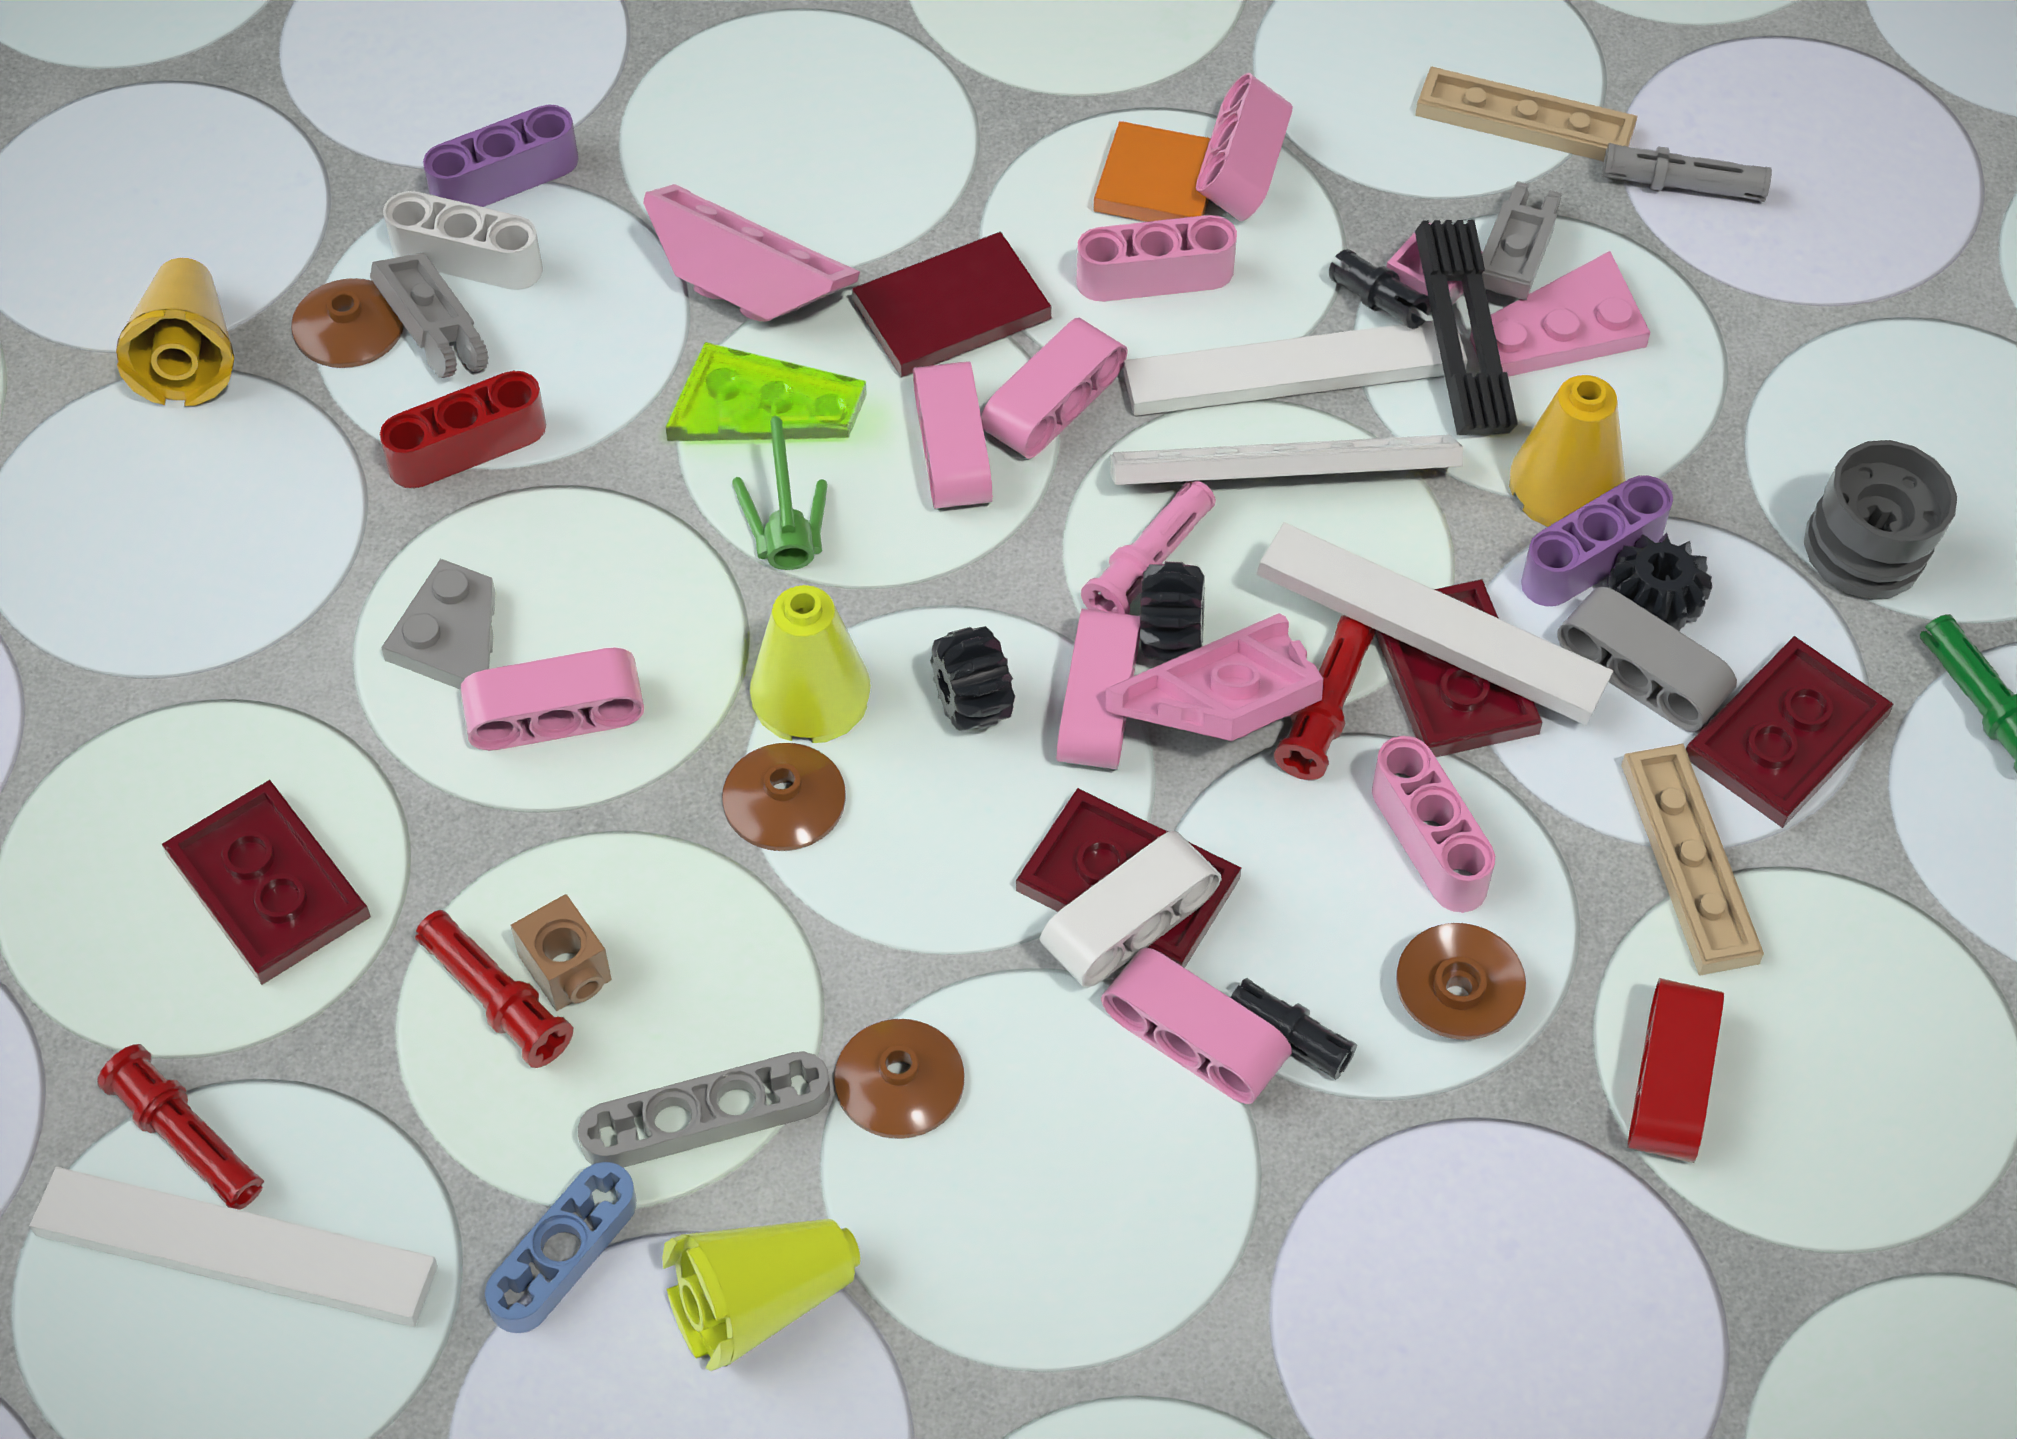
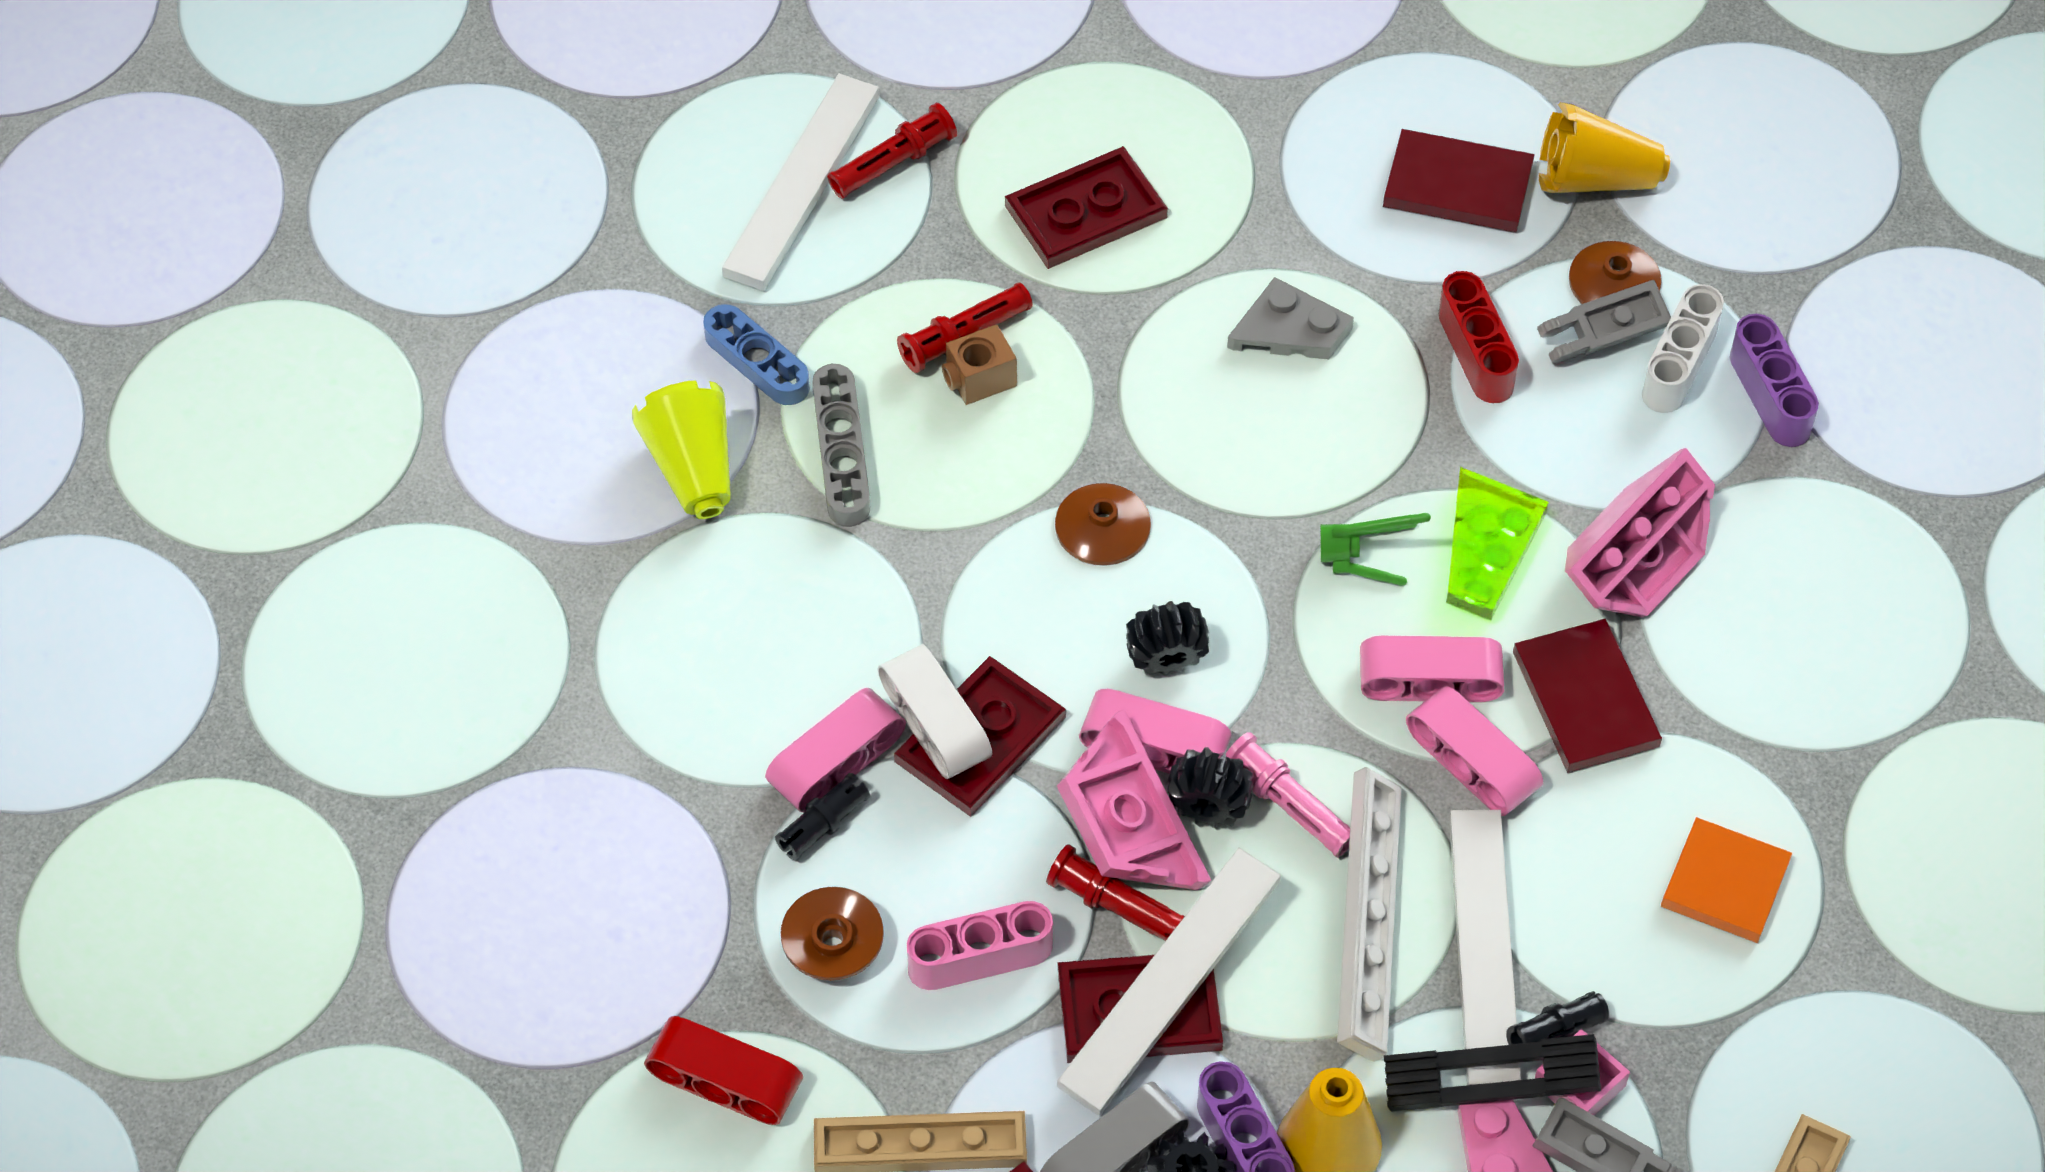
camera: 100 degrees right, 0 degrees up
(204, 479) = (1458, 180): none -> dark red tile
(551, 698) = (1207, 377): bright pink beam -> none
(808, 670) = (1198, 535): neon yellow cone -> none
(904, 1102) = (847, 583): dark orange dish -> none
(1156, 258) = (1612, 871): bright pink beam -> none
(1244, 147) = (1741, 942): bright pink beam -> none

